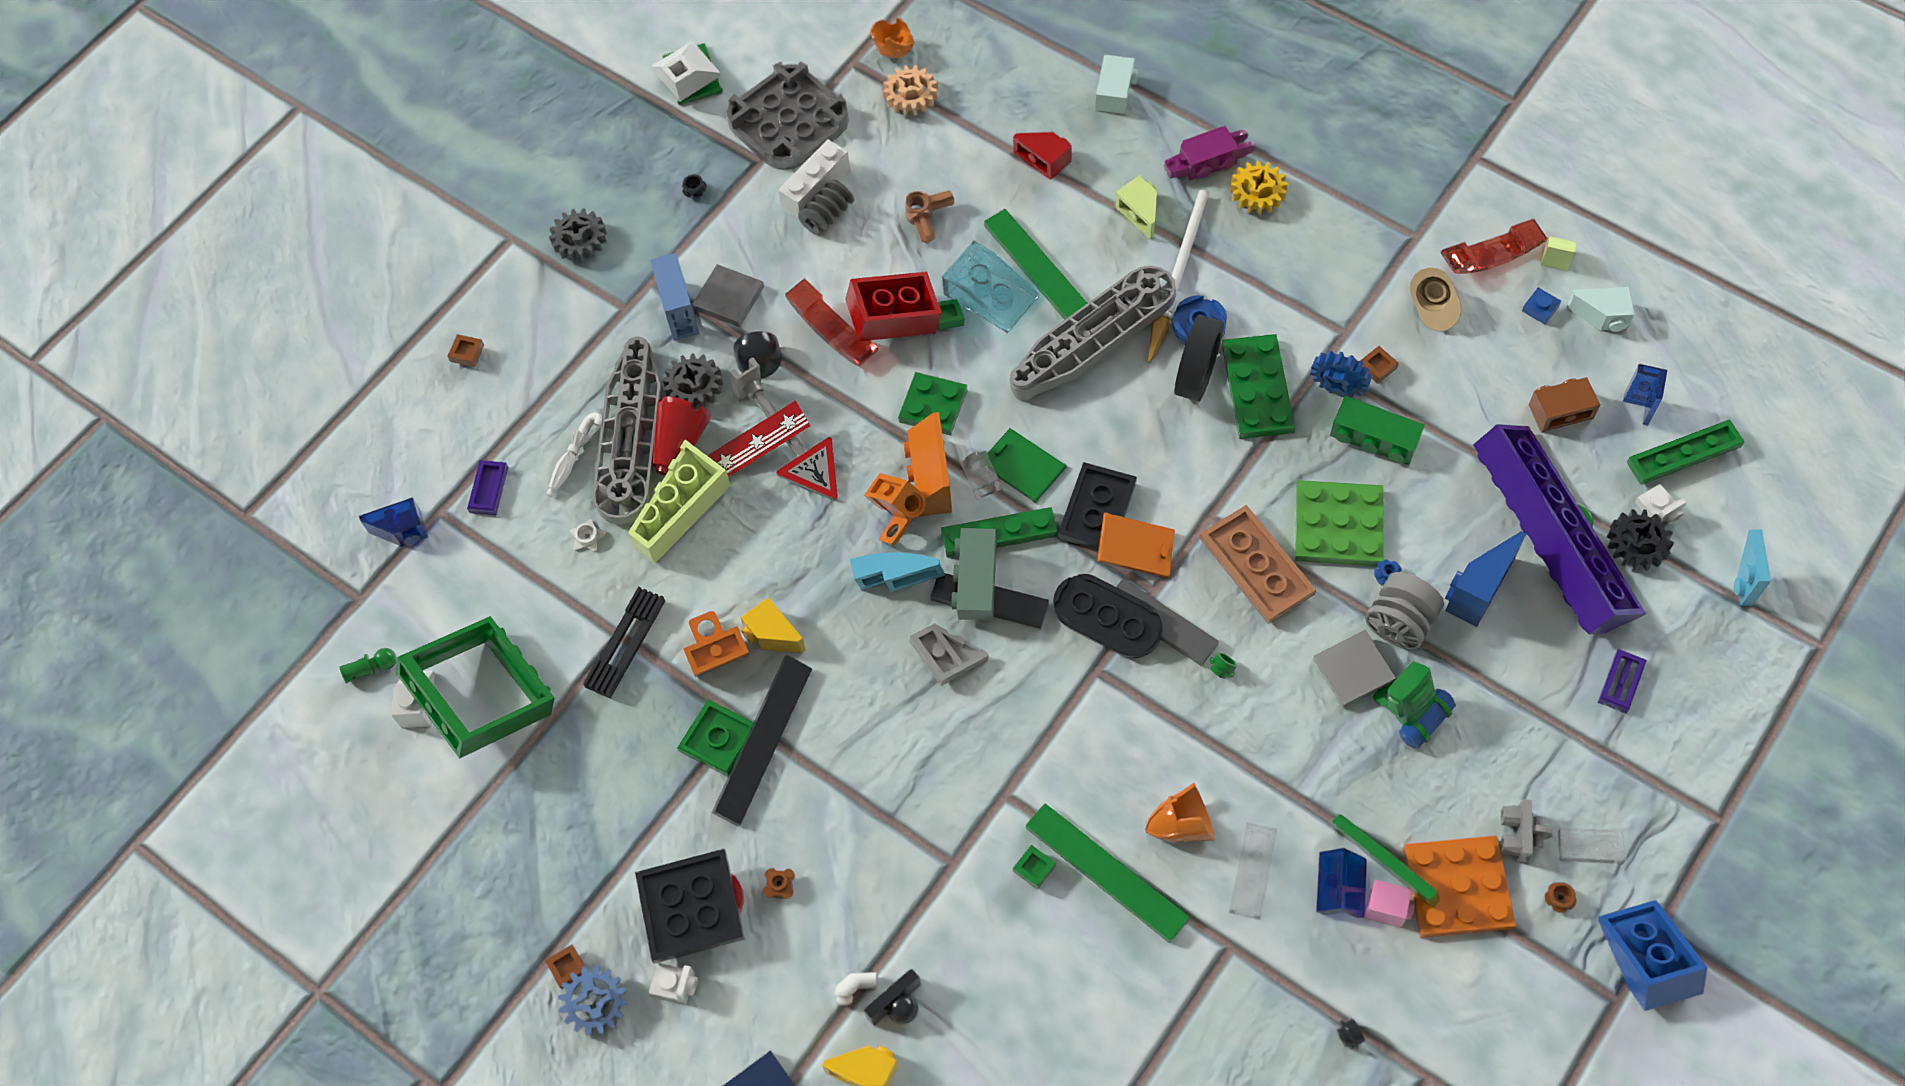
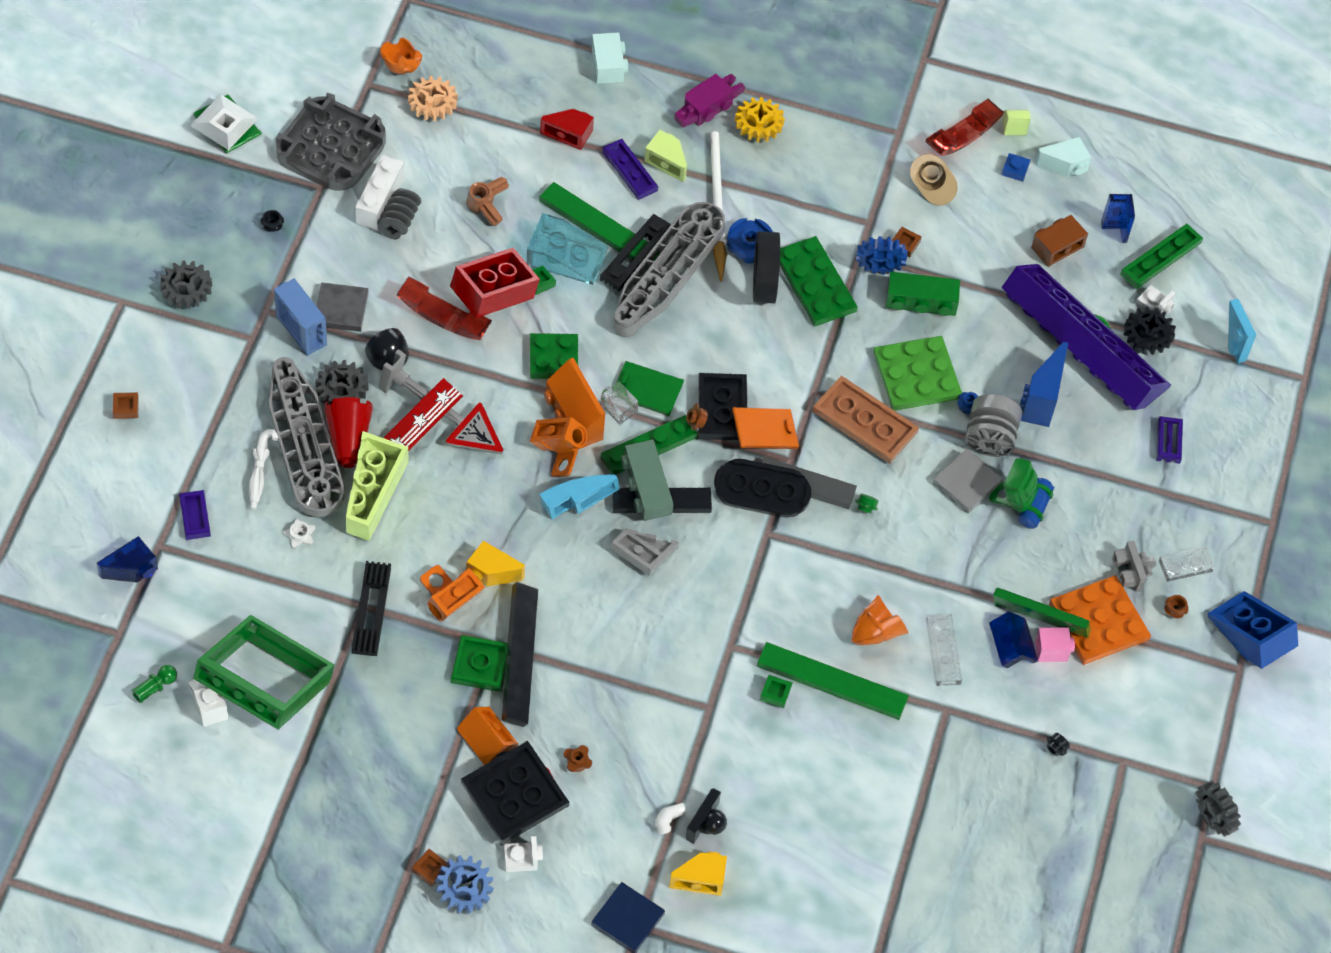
camera: 30 degrees left, 5 degrees down
(691, 824) = (486, 734): none -> orange panel
(1035, 326) = (617, 274): none -> black container
(1059, 514) = (696, 417): none -> dark orange plate
(1095, 212) = (630, 169): none -> dark purple tile

